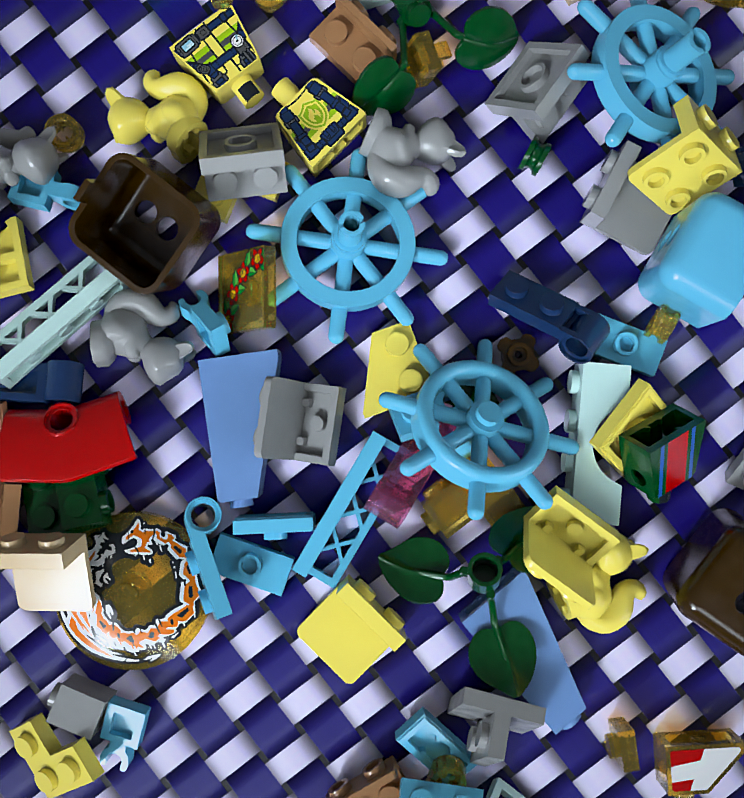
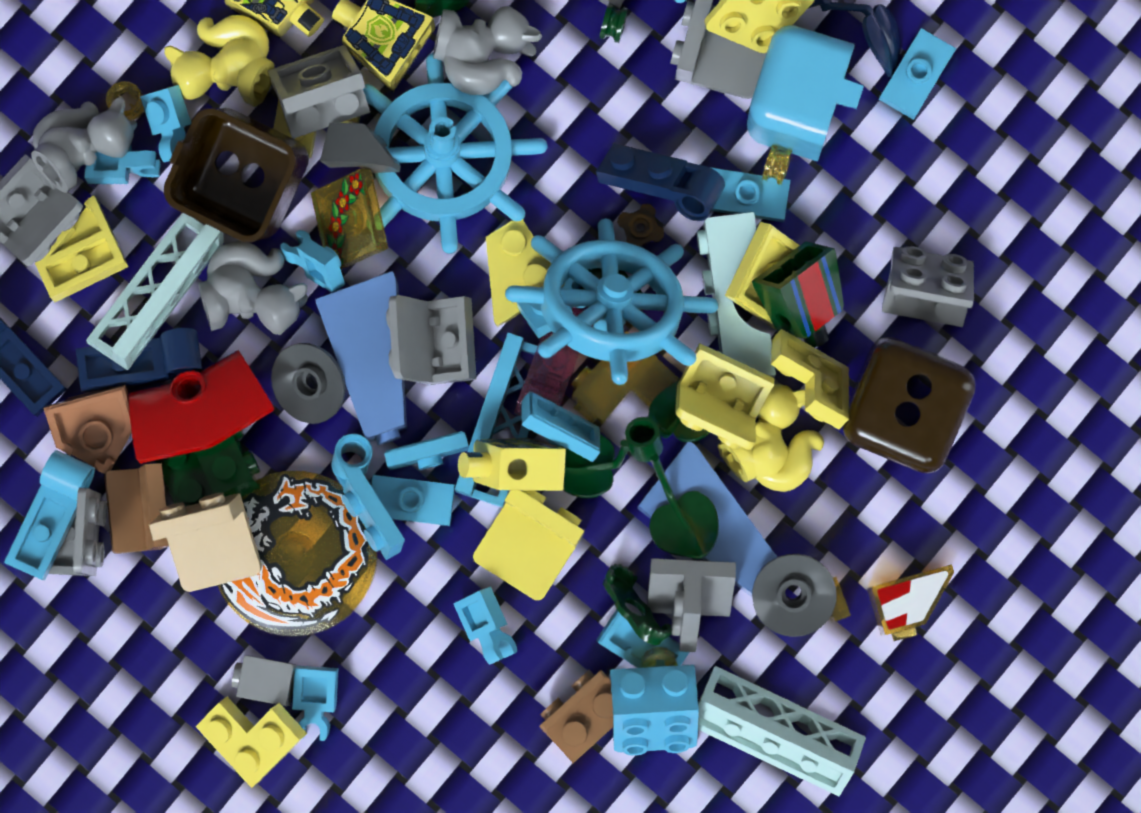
camera: 15 degrees left, 5 degrees down
(95, 149) = (167, 116): none -> medium azure plate
(177, 436) = (297, 390): none -> dark grey dish
(266, 222) = (355, 147): none -> dark grey slope
(295, 693) = (483, 620): none -> medium azure plate
(353, 563) = (514, 464): none -> light yellow torso
(404, 536) = (560, 426): none -> medium azure plate
(443, 738) = (619, 585): none -> dark green piece
(596, 754) = (794, 615): none -> dark grey dish
(664, 540) = (823, 377): none -> light yellow plate

